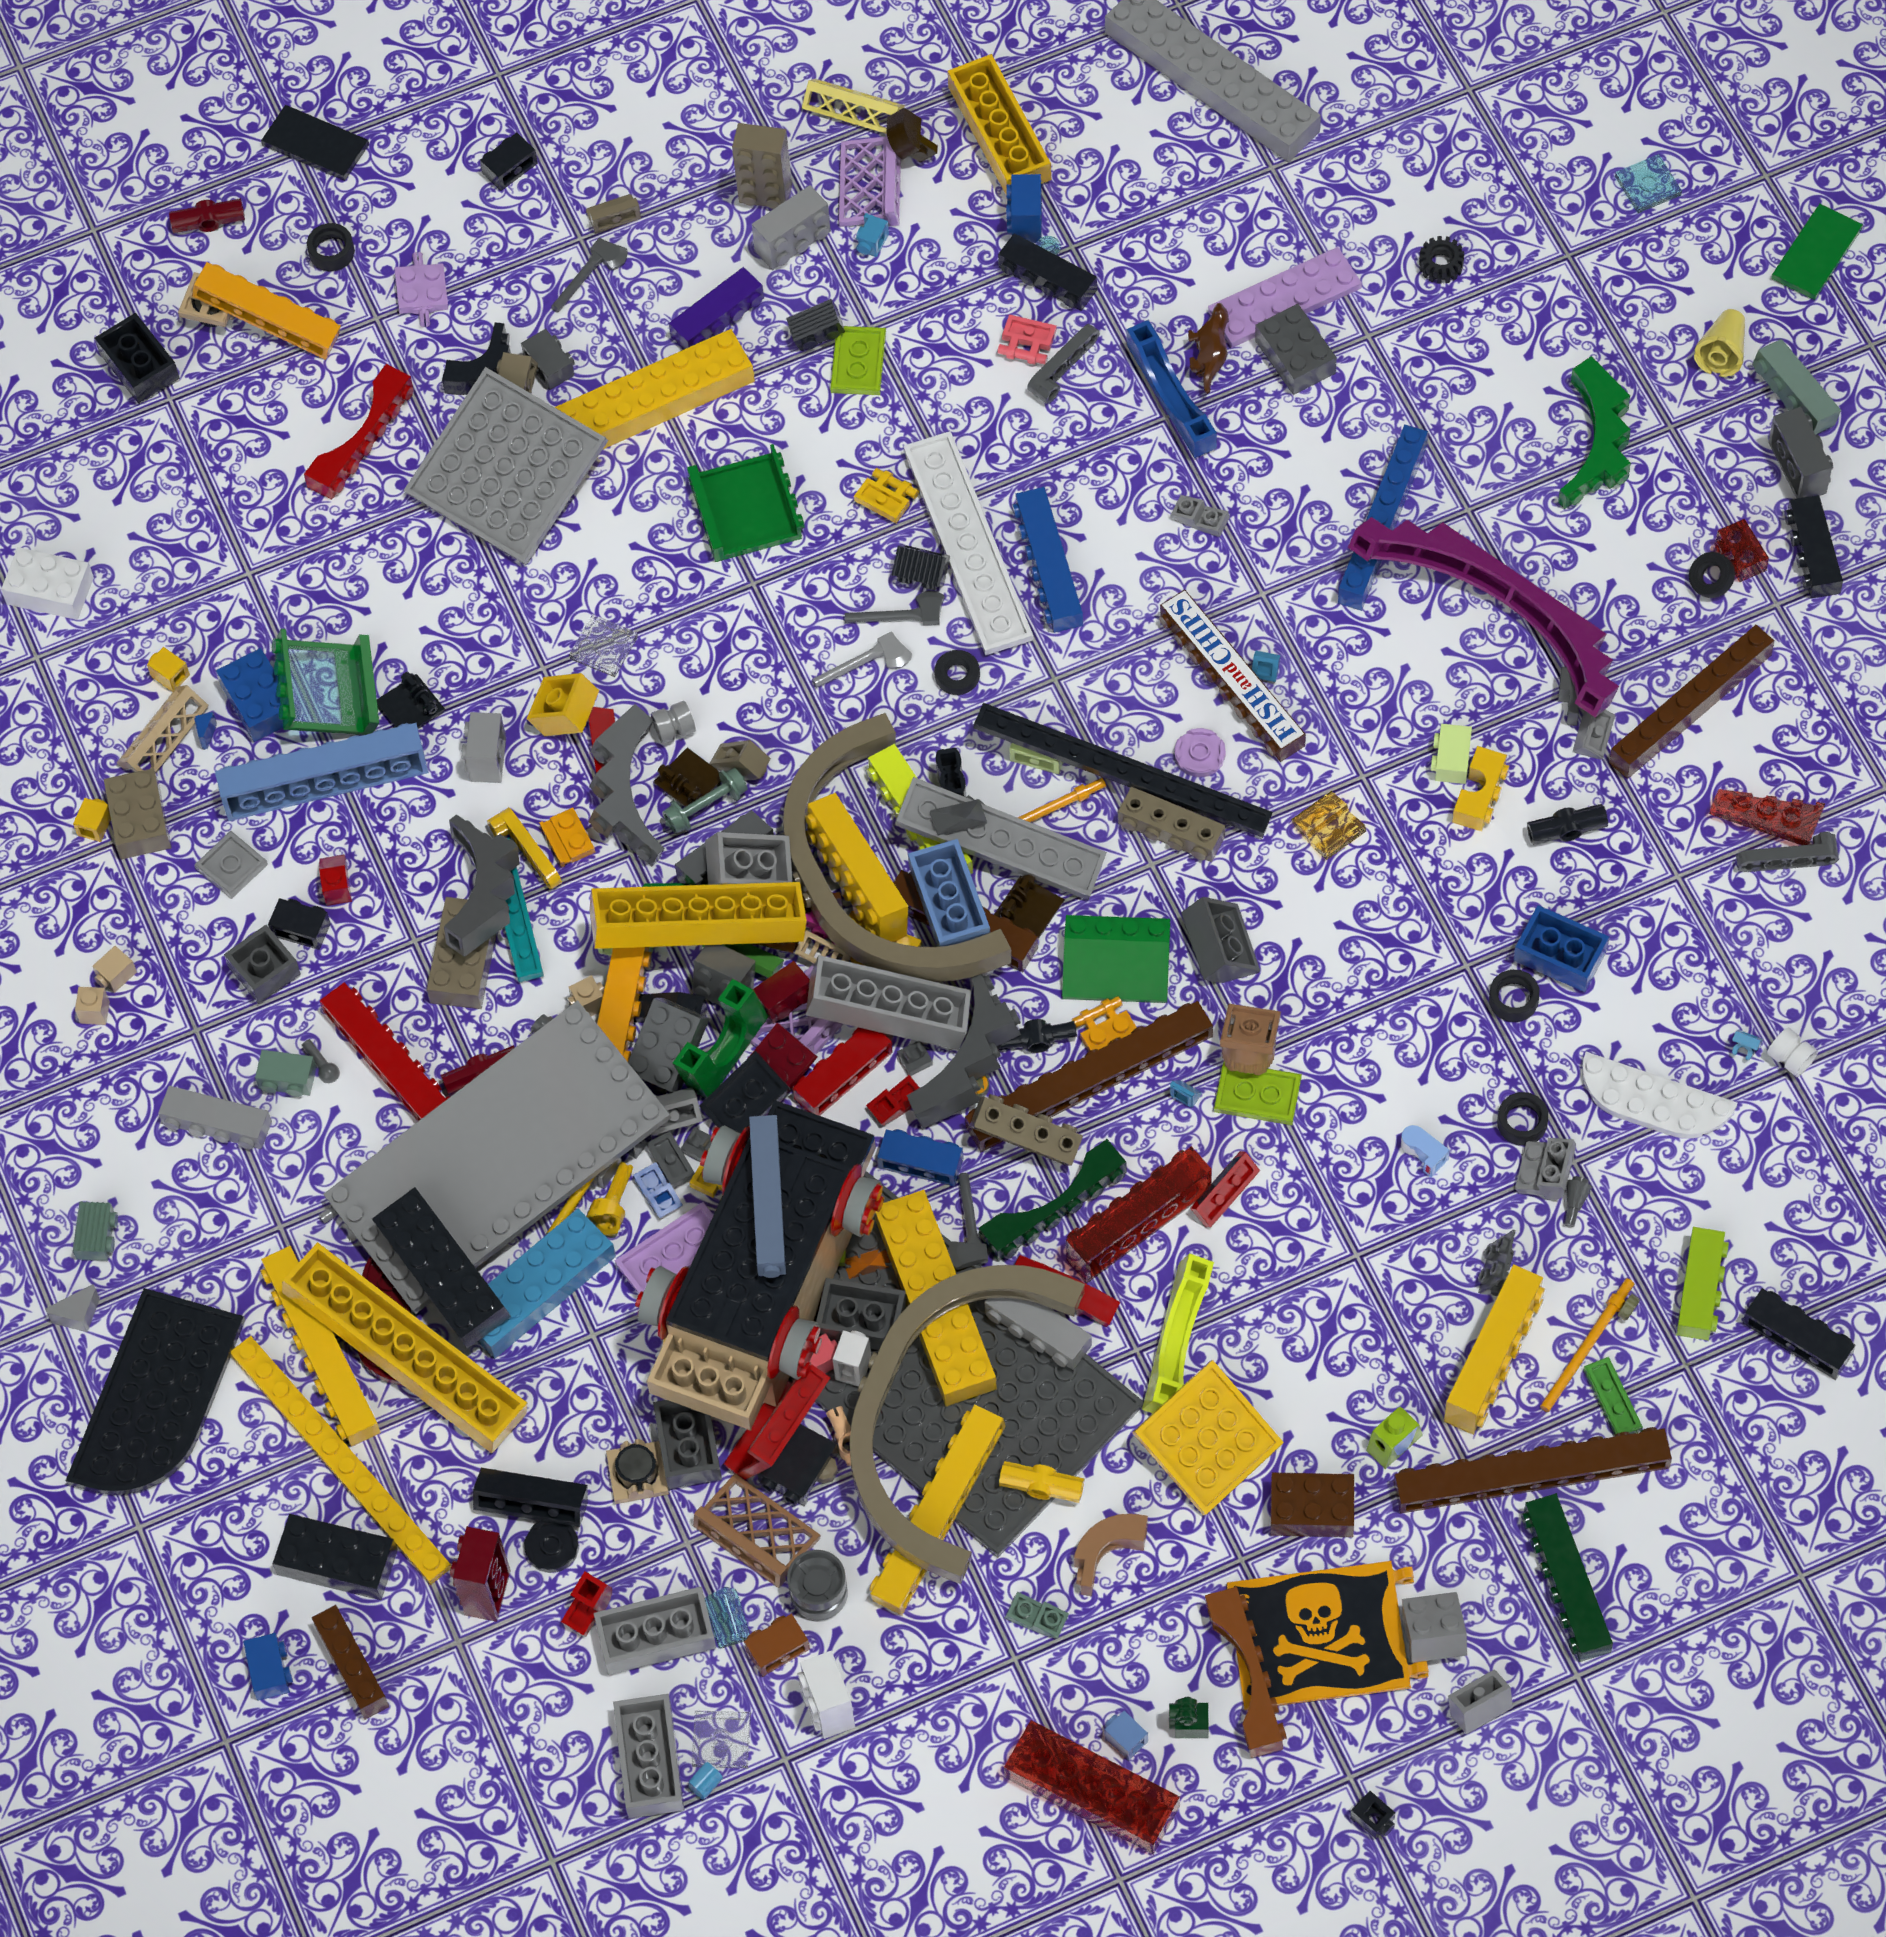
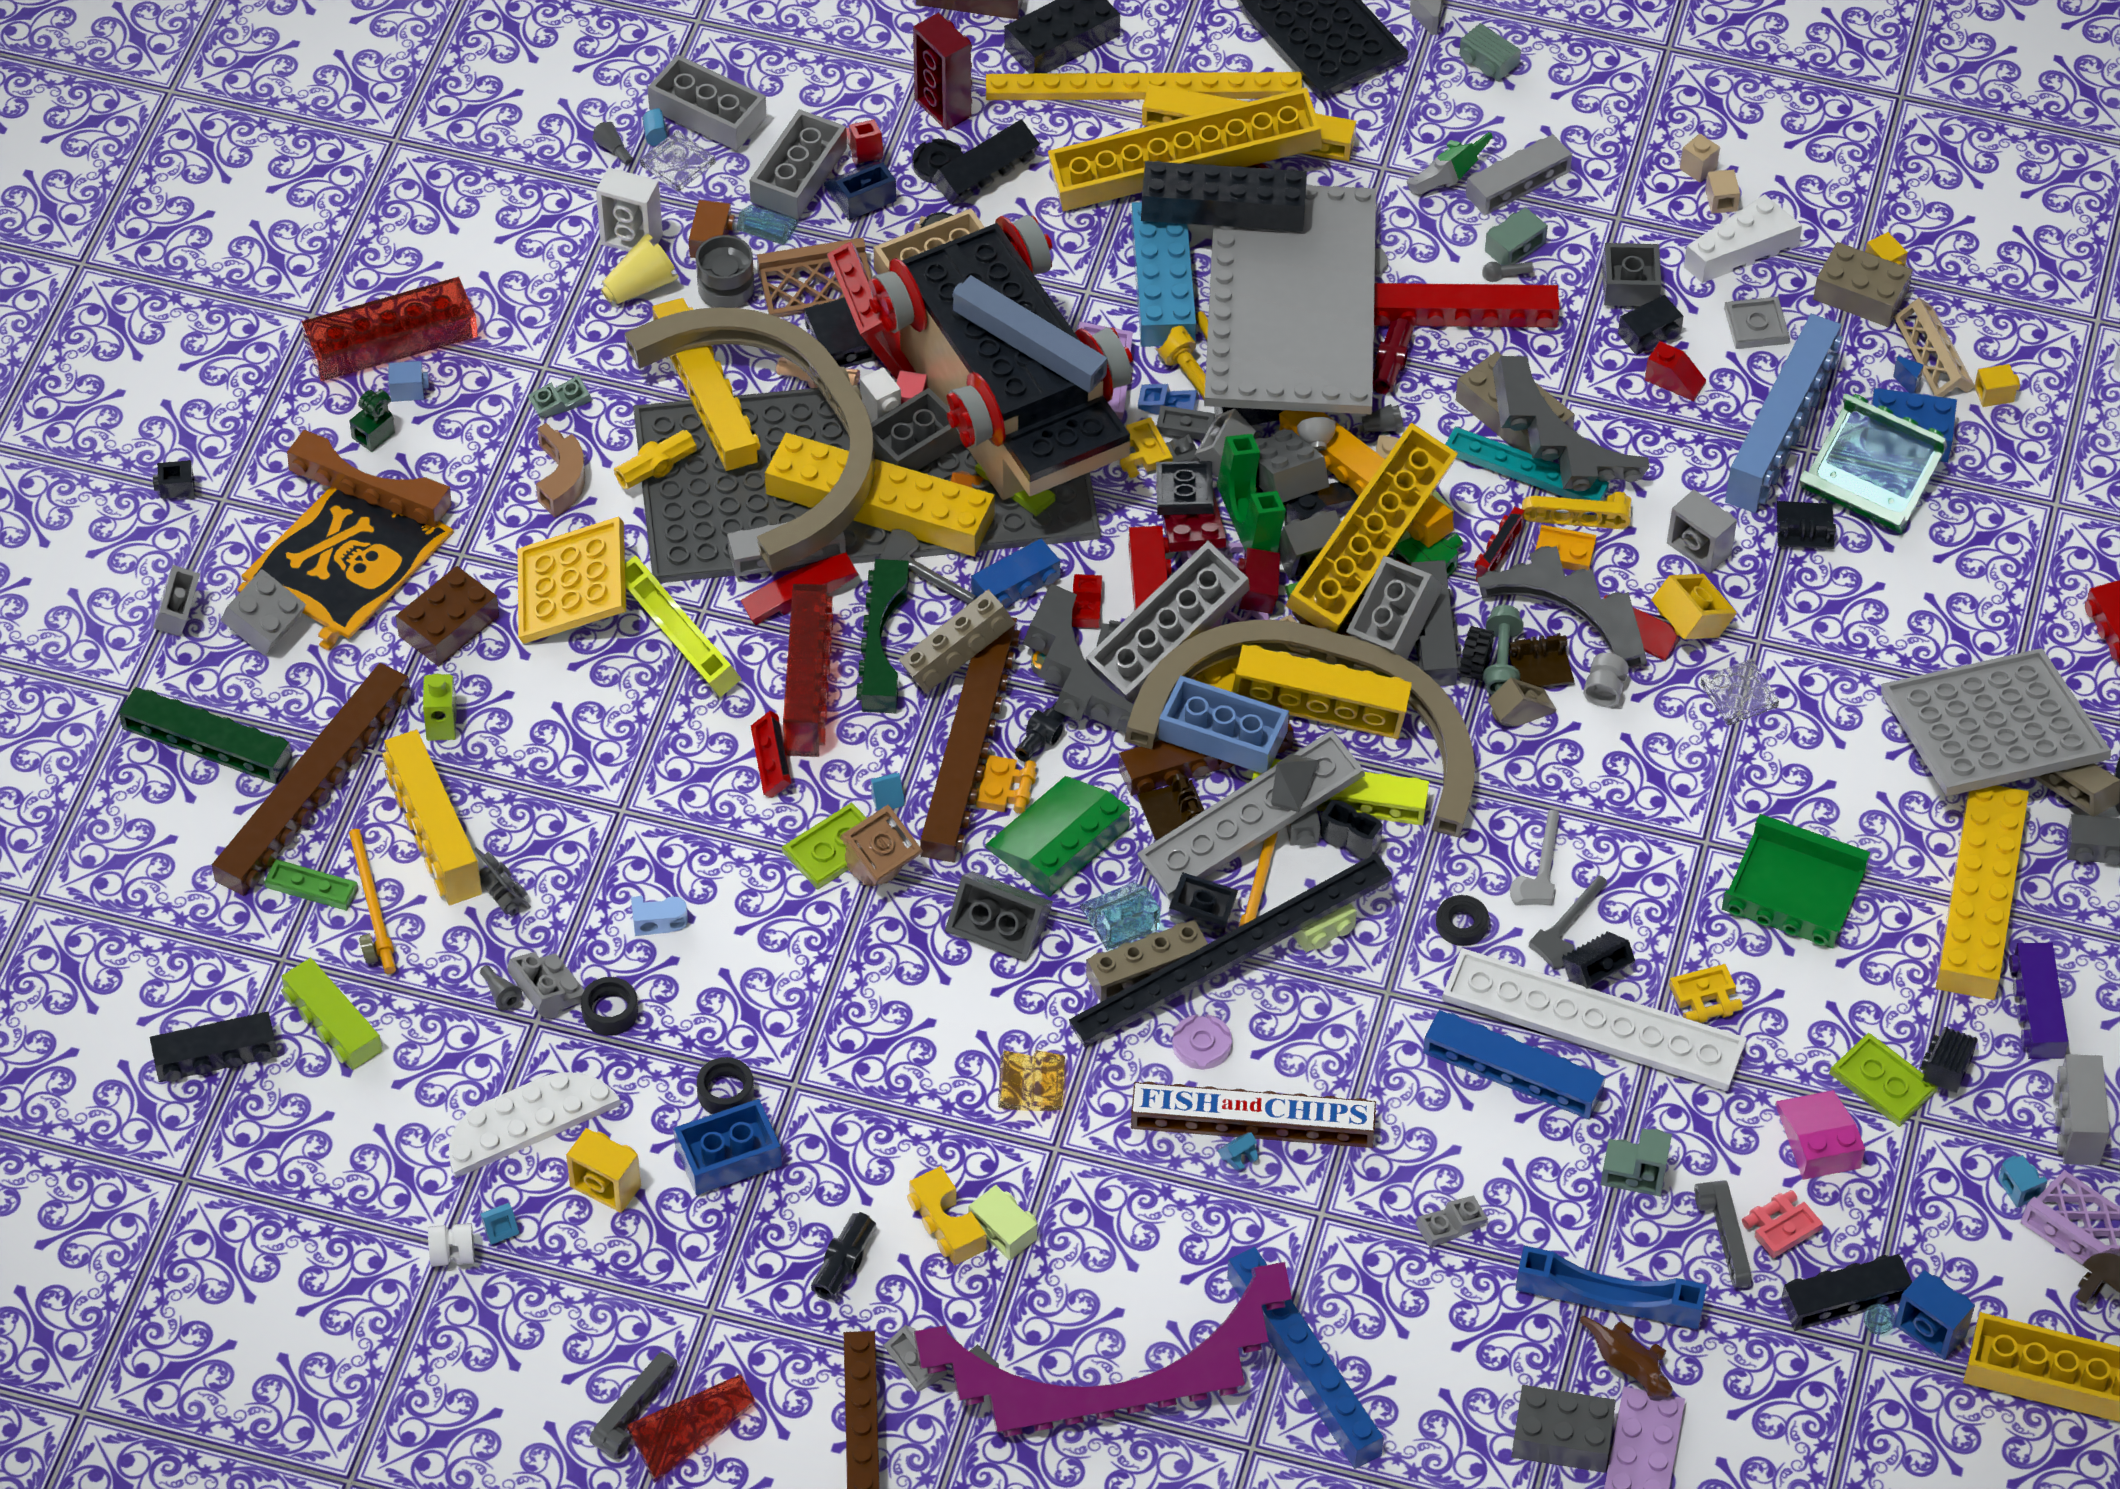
camera: 125 degrees right, 10 degrees down
(156, 920) = (1741, 239): none -> white wedge
(251, 1173) = (1448, 166): none -> animal
(606, 872) = (1500, 544): none -> red plate
(623, 1035) = (1317, 431): none -> light grey brick
(636, 1567) = (863, 189): none -> dark blue slope
(724, 809) = (1476, 653): none -> black tyre
(745, 1810) = (608, 137): none -> dark grey cone
(871, 1653) = (639, 272): none -> light yellow cone
(937, 362) = (1821, 1134): none -> dark pink slope
(1060, 435) = (1639, 1165): none -> sand green brick
(1100, 818) = (1203, 901): none -> black slope
(1149, 866) = (1123, 914): none -> clear light blue slope
(1653, 1001) = (604, 1169): none -> yellow brick

